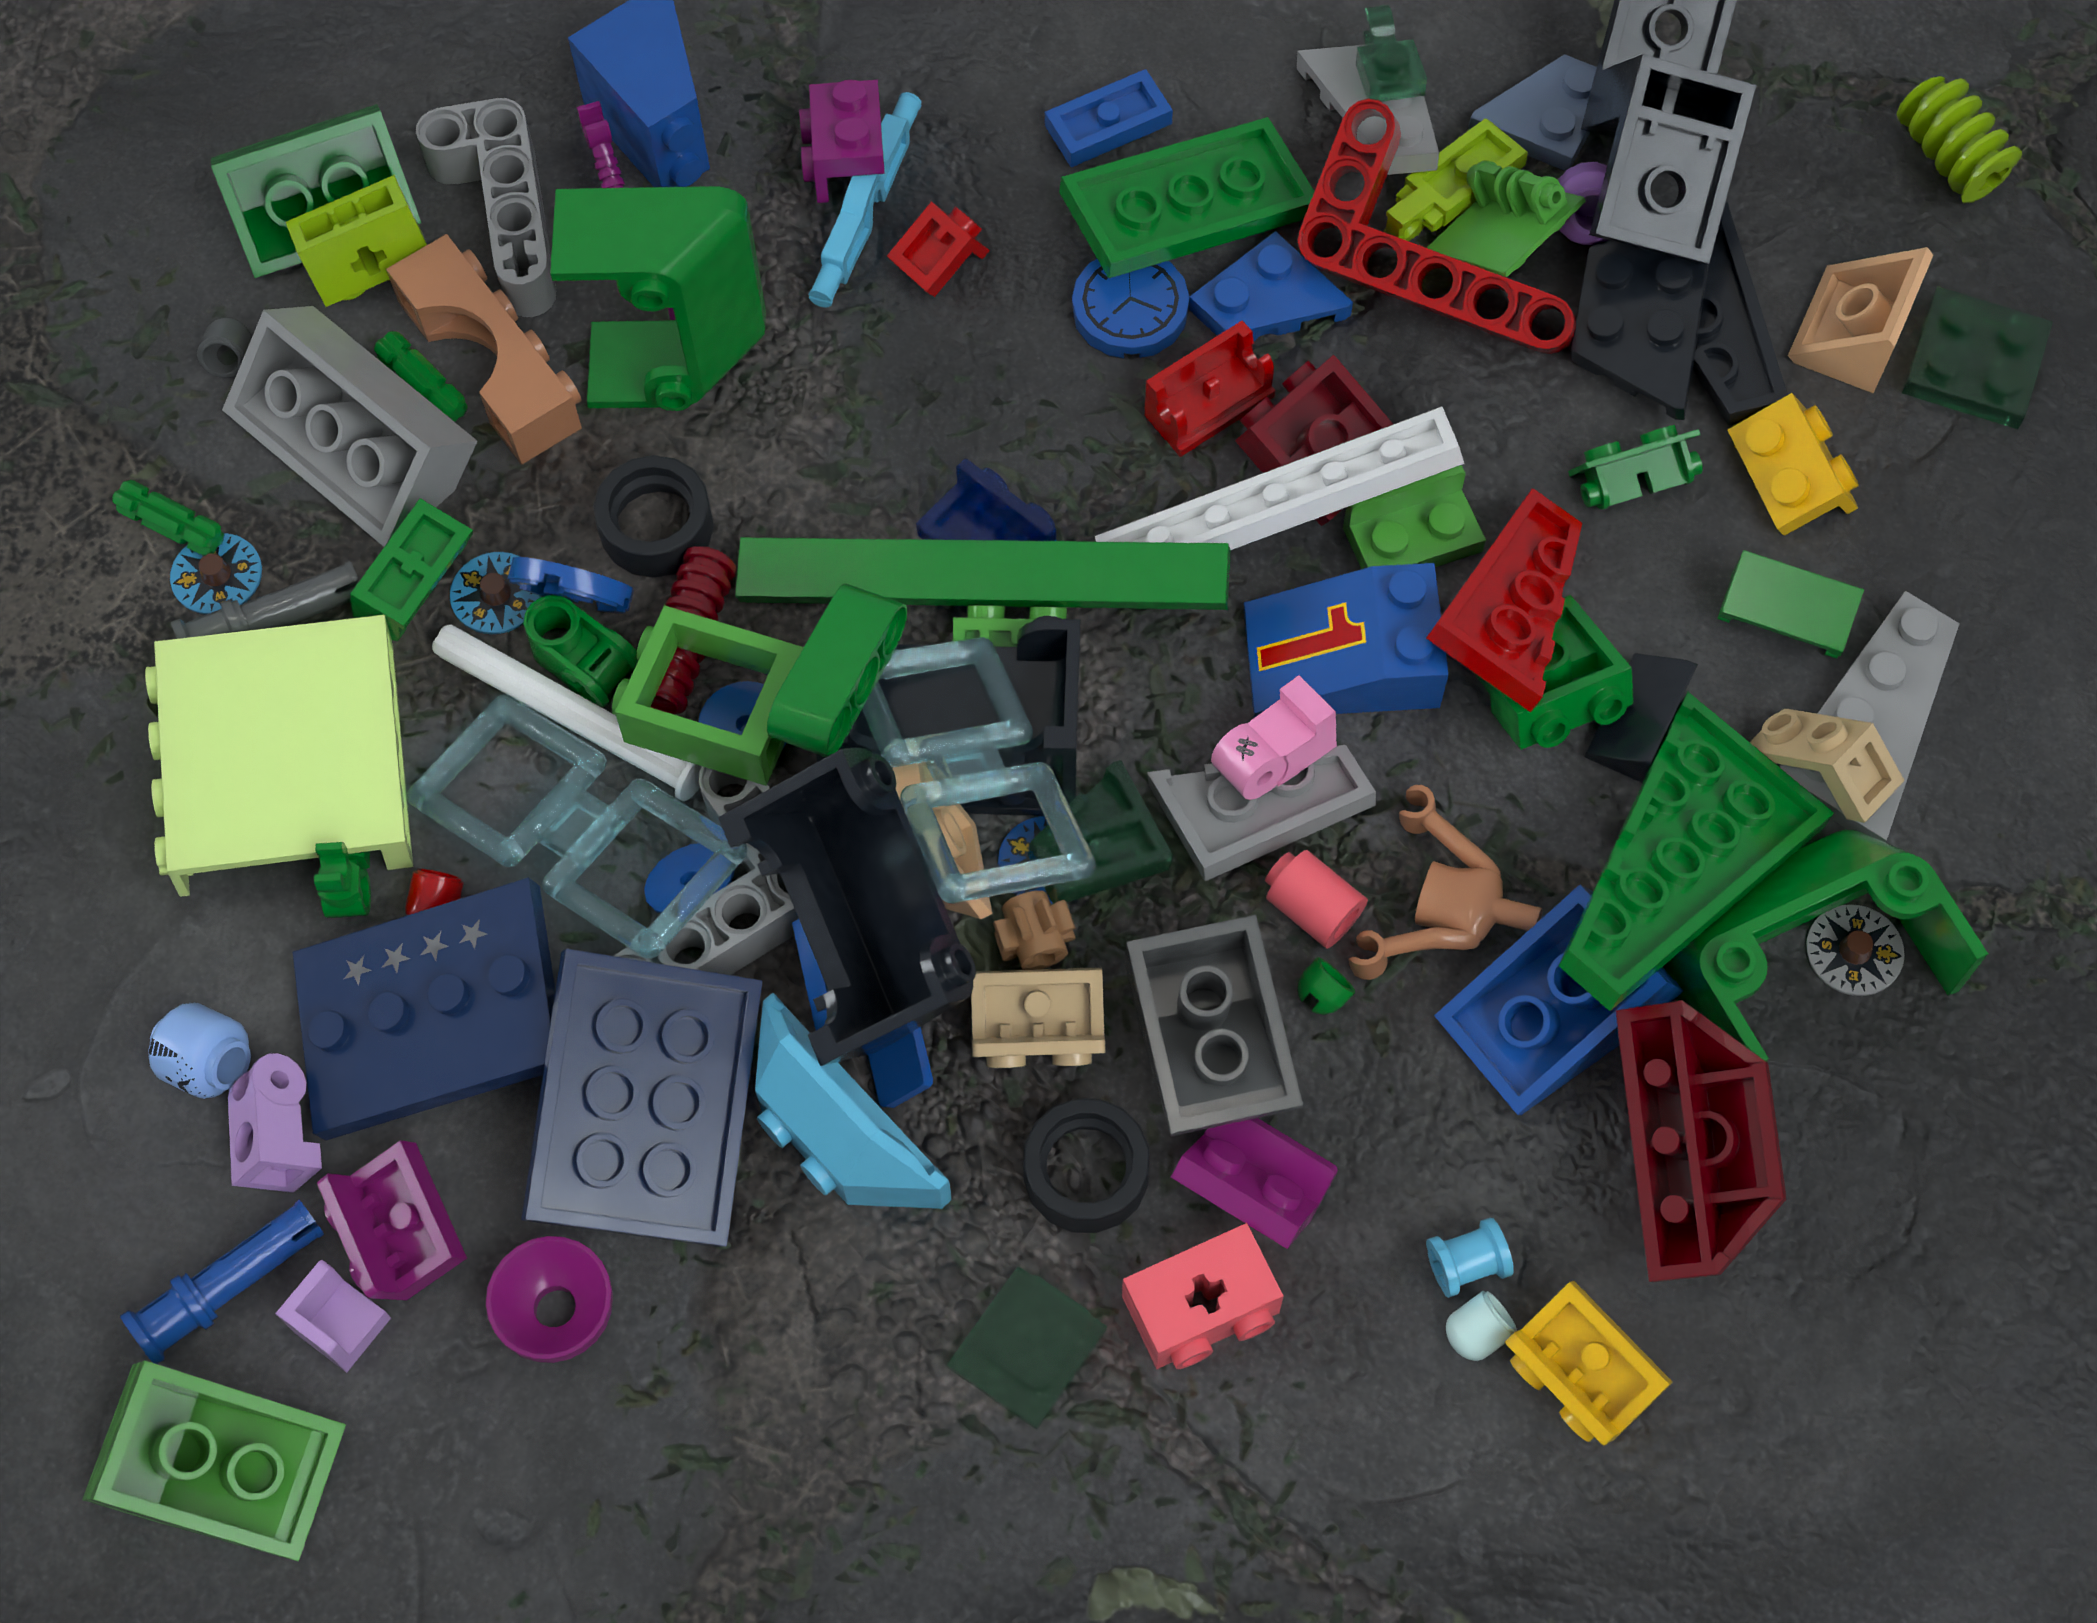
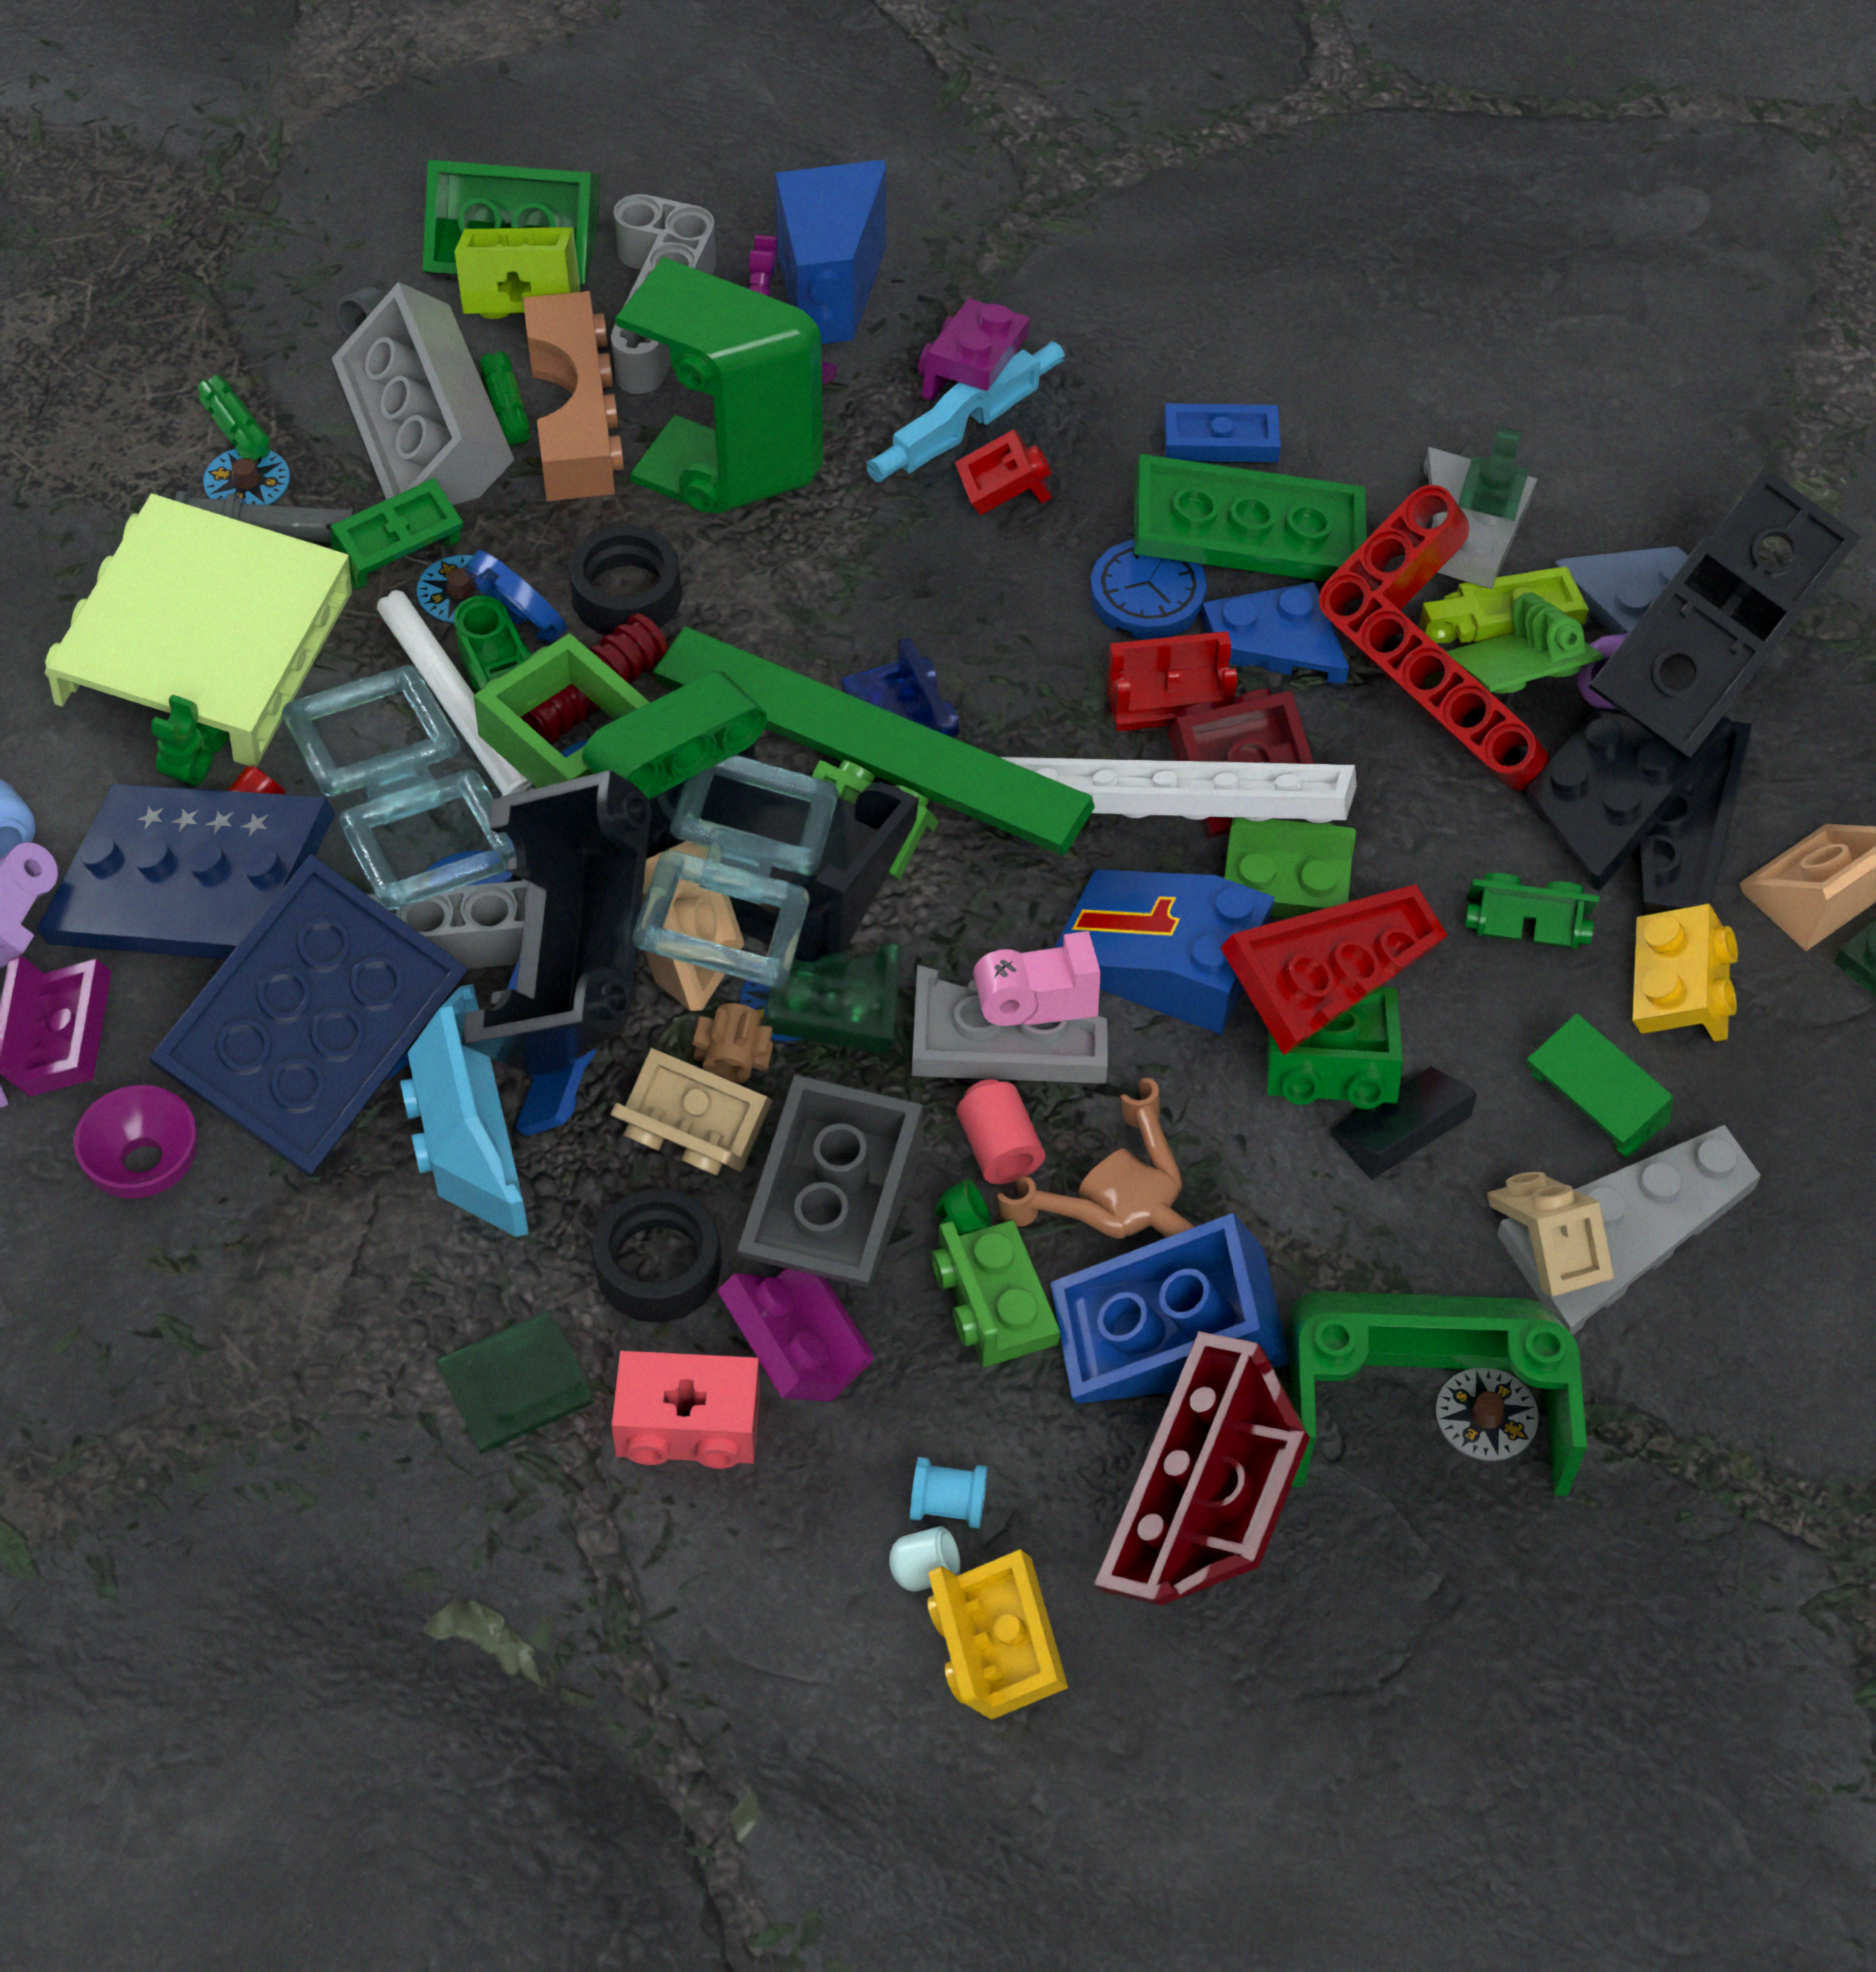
camera: 25 degrees right, 10 degrees down
(1394, 1049) = (995, 1292): none -> bright green bracket
(1692, 847) = (1359, 1234): green wing -> none

